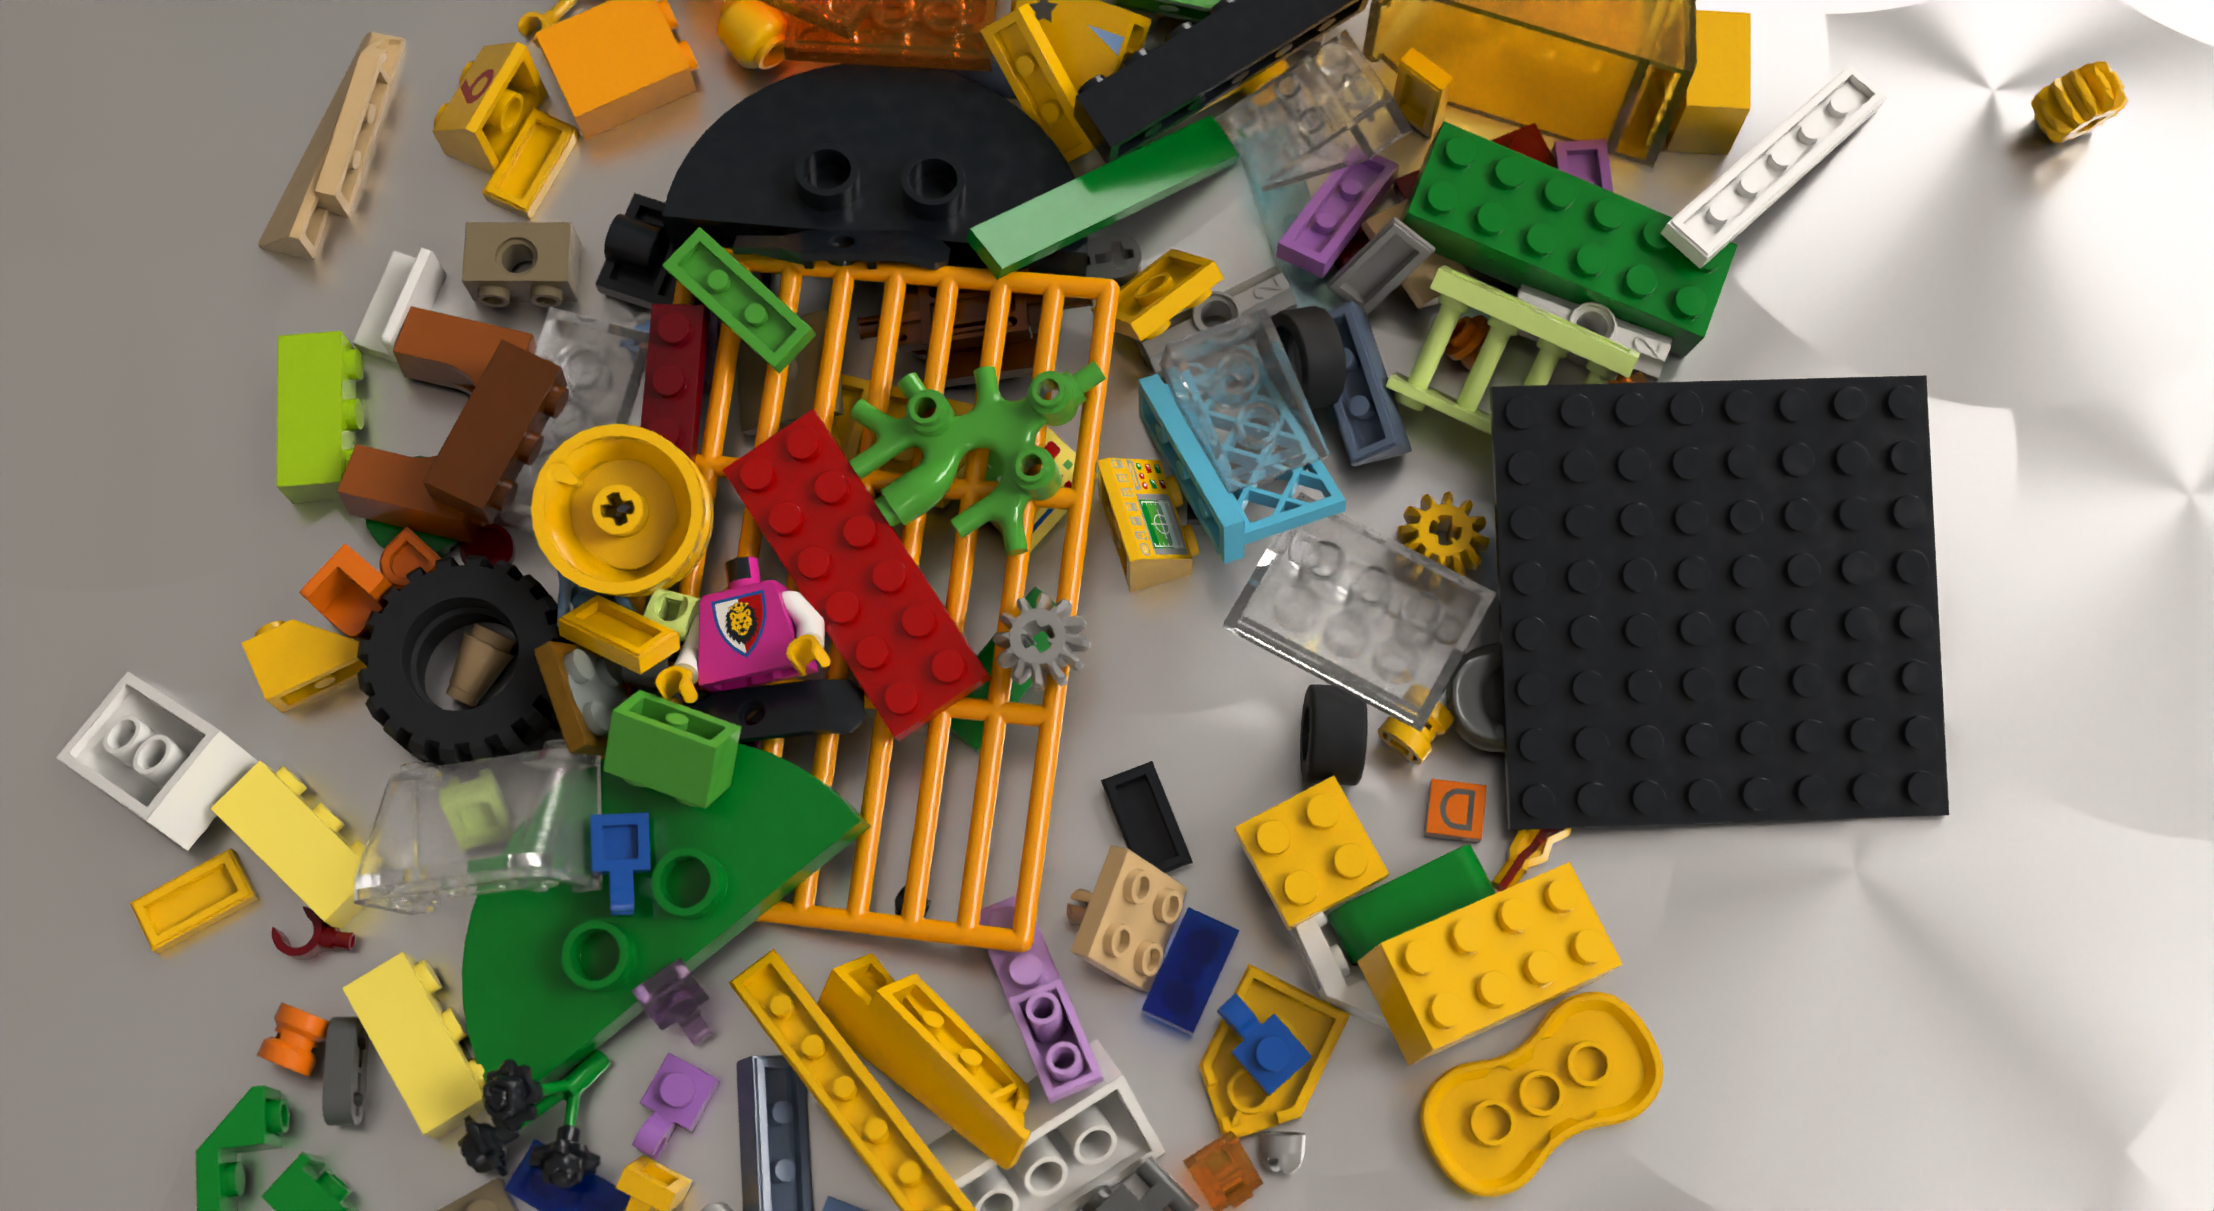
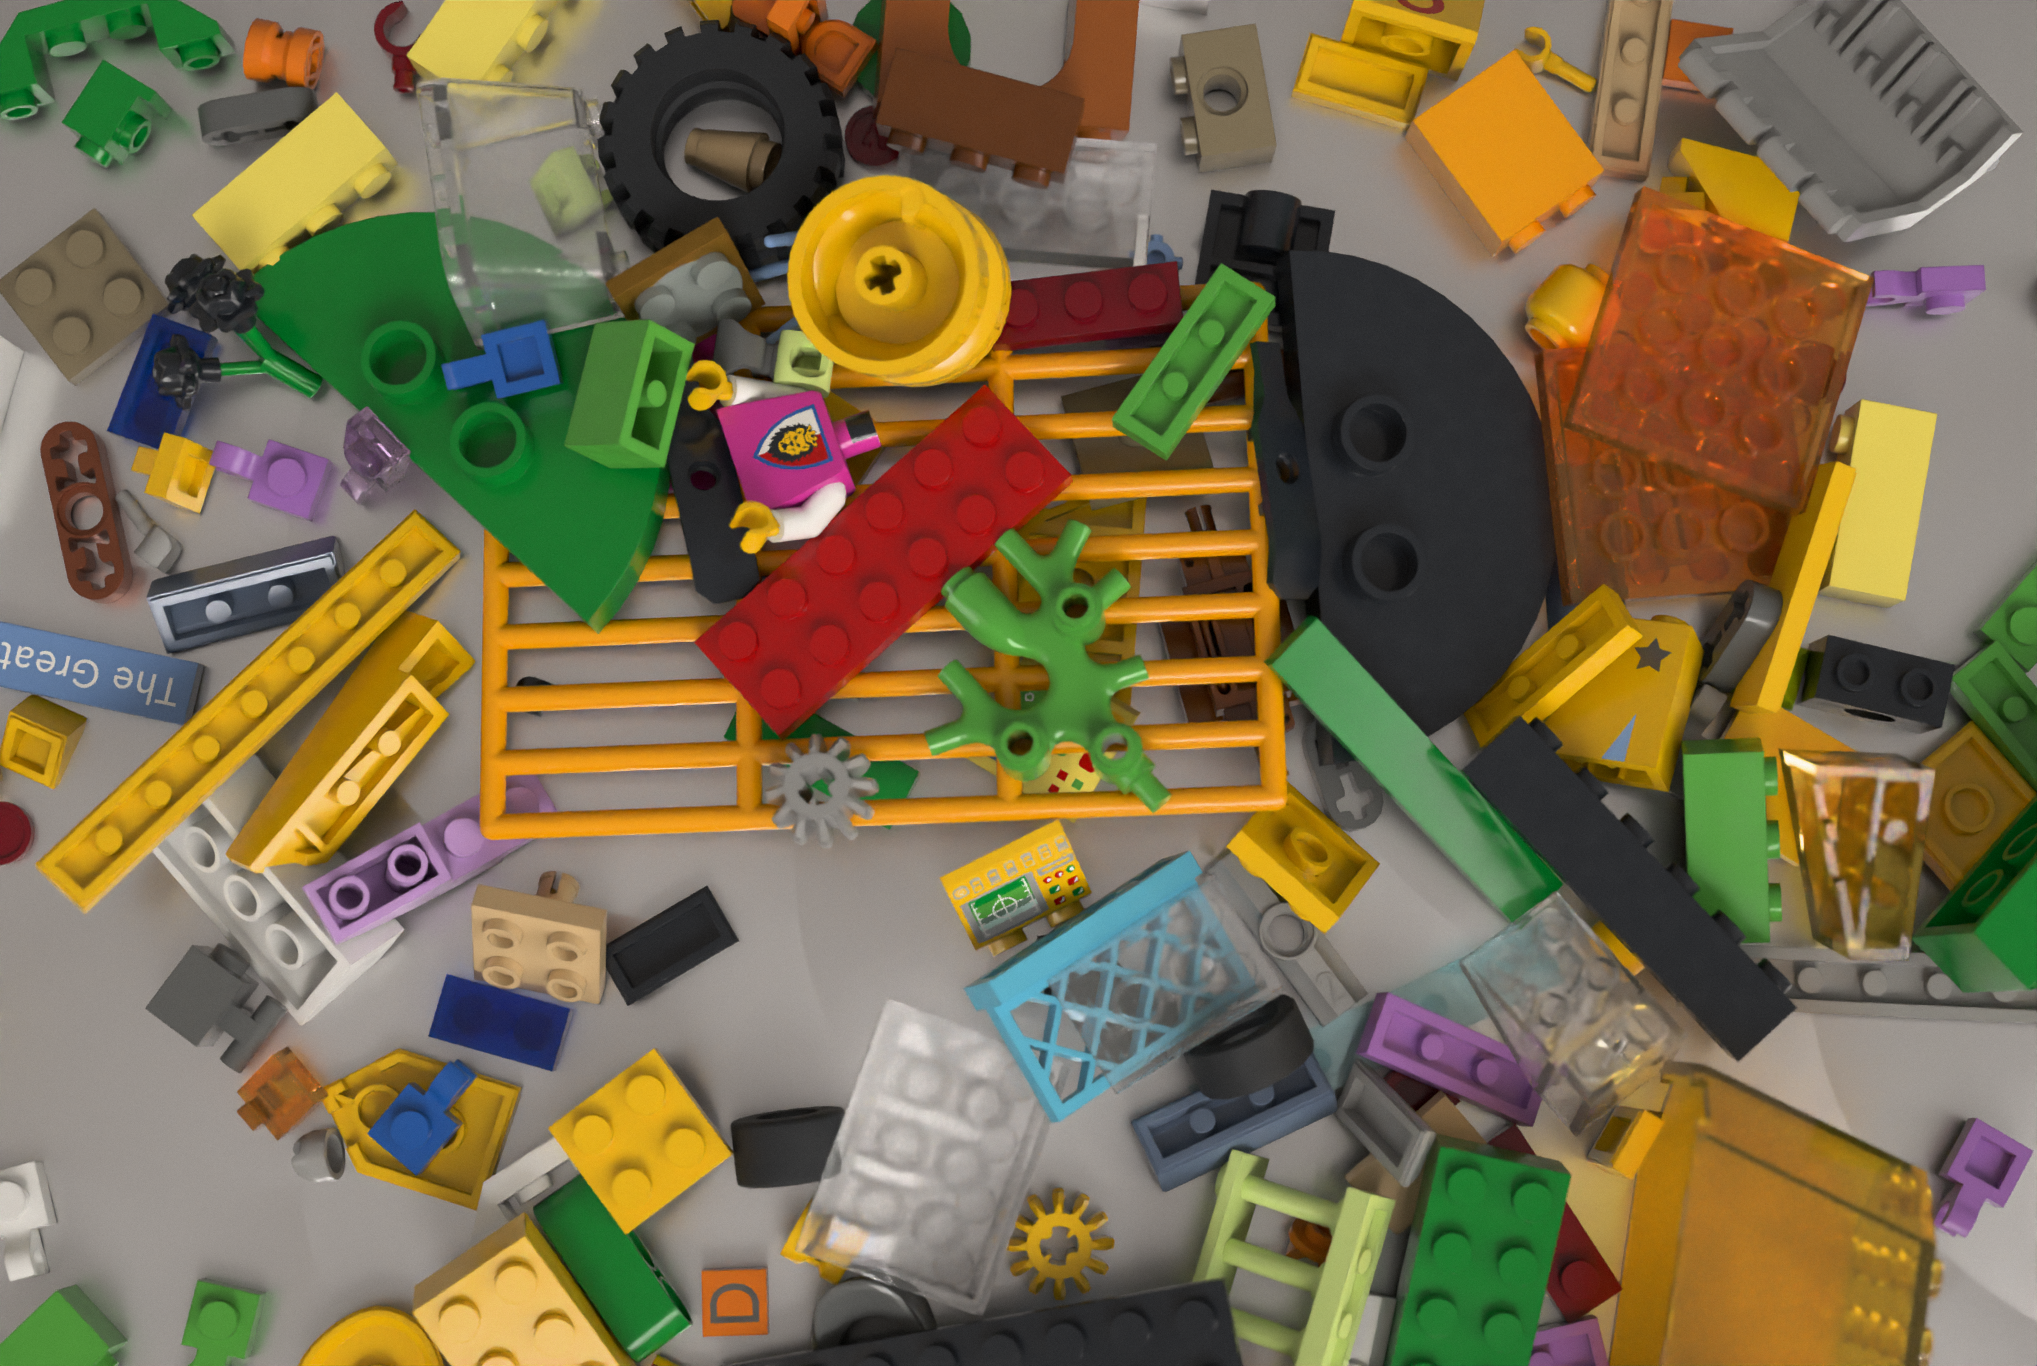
camera: 80 degrees right, 10 degrees up
(619, 634) = (757, 310): yellow tile -> none

